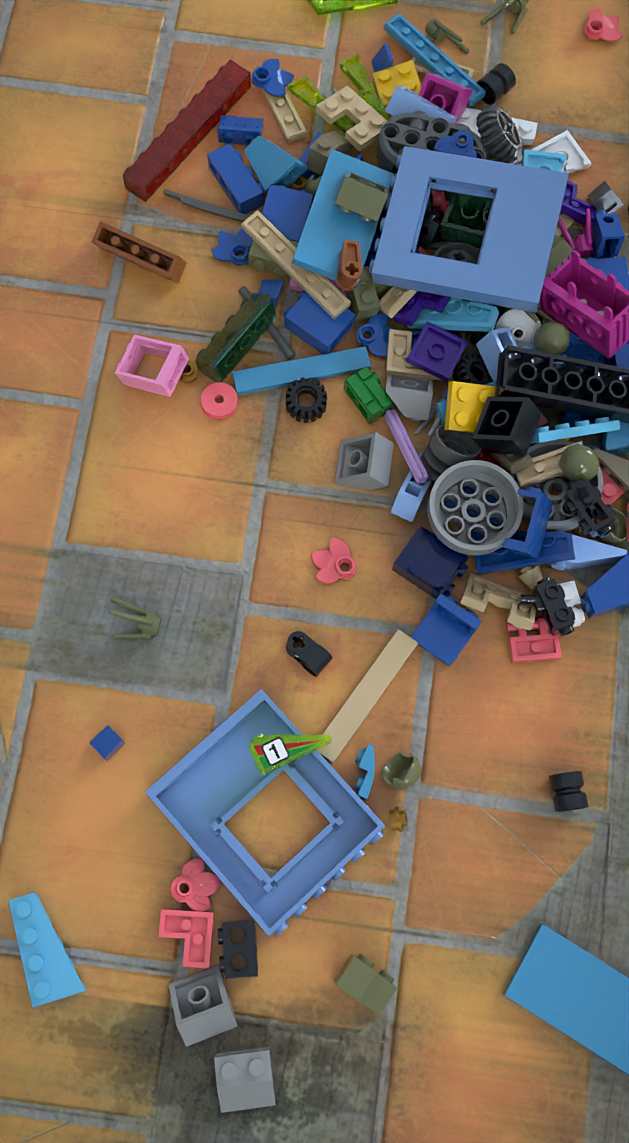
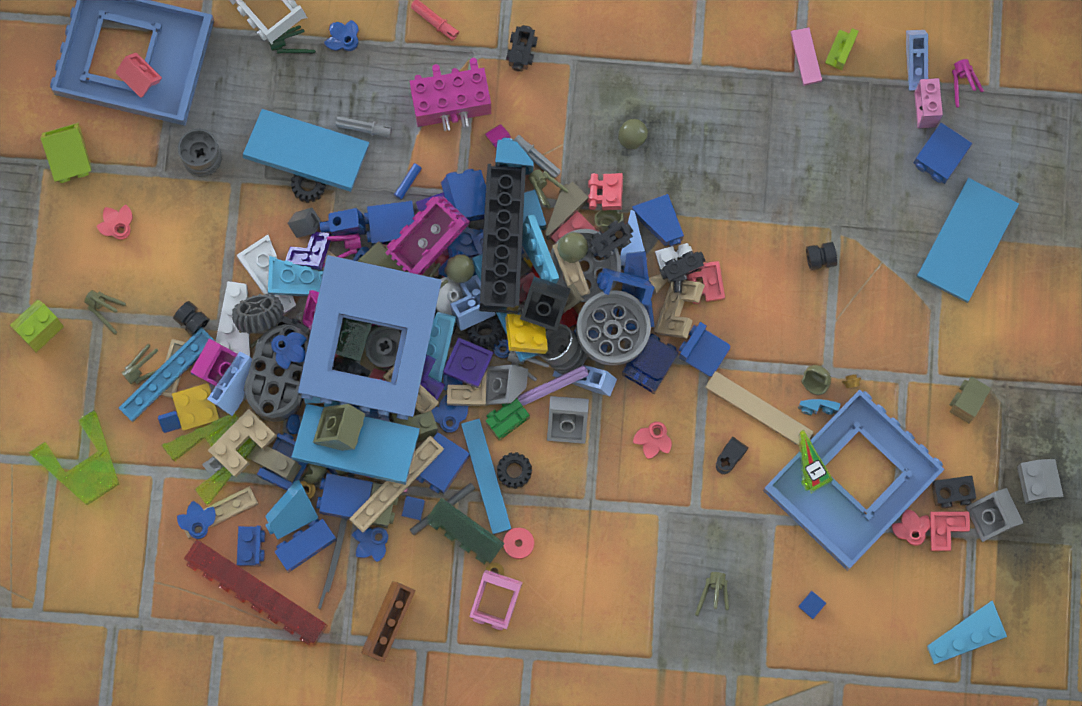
camera: 90 degrees left, 5 degrees up
(349, 265) = (407, 435): dark orange piece -> none

